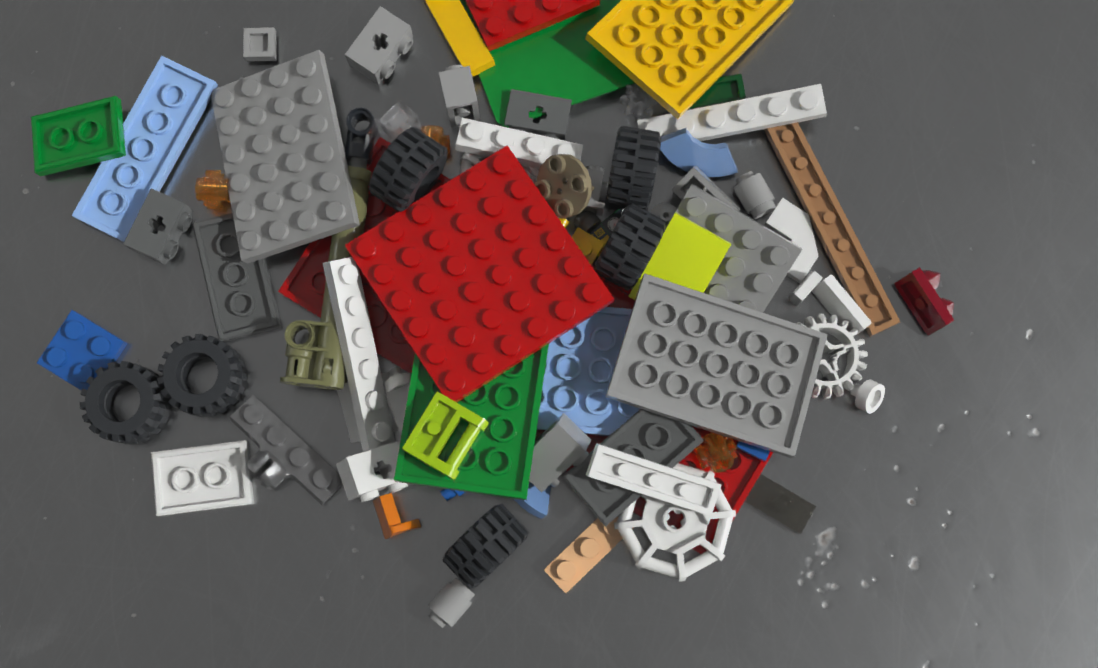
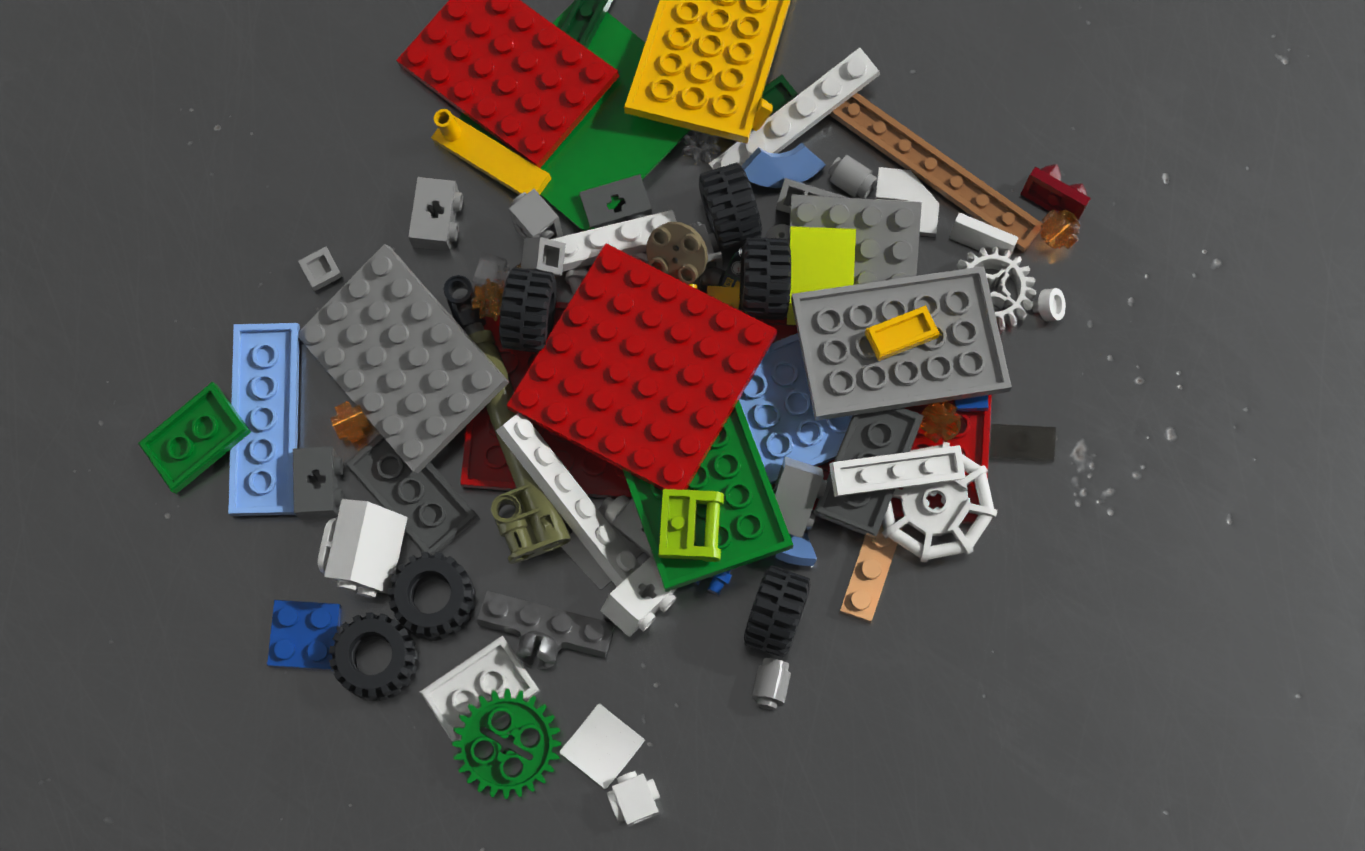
camera: 20 degrees left, 5 degrees down
(161, 305) = (362, 547): none -> white brick
(172, 551) = (490, 769): none -> green gear
(280, 580) = (602, 746): none -> white sticker
(280, 642) = (633, 798): none -> white brick
(378, 142) = (488, 291): none -> clear orange gear
(390, 519) = (674, 635): orange tile -> none
(447, 129) = (543, 255): none -> light grey plate
(704, 99) = (762, 113): none -> yellow tile
(722, 358) = (902, 333): none -> yellow tile
(805, 288) = (942, 237): white tile -> none
(912, 333) = (1060, 229): none -> clear orange gear

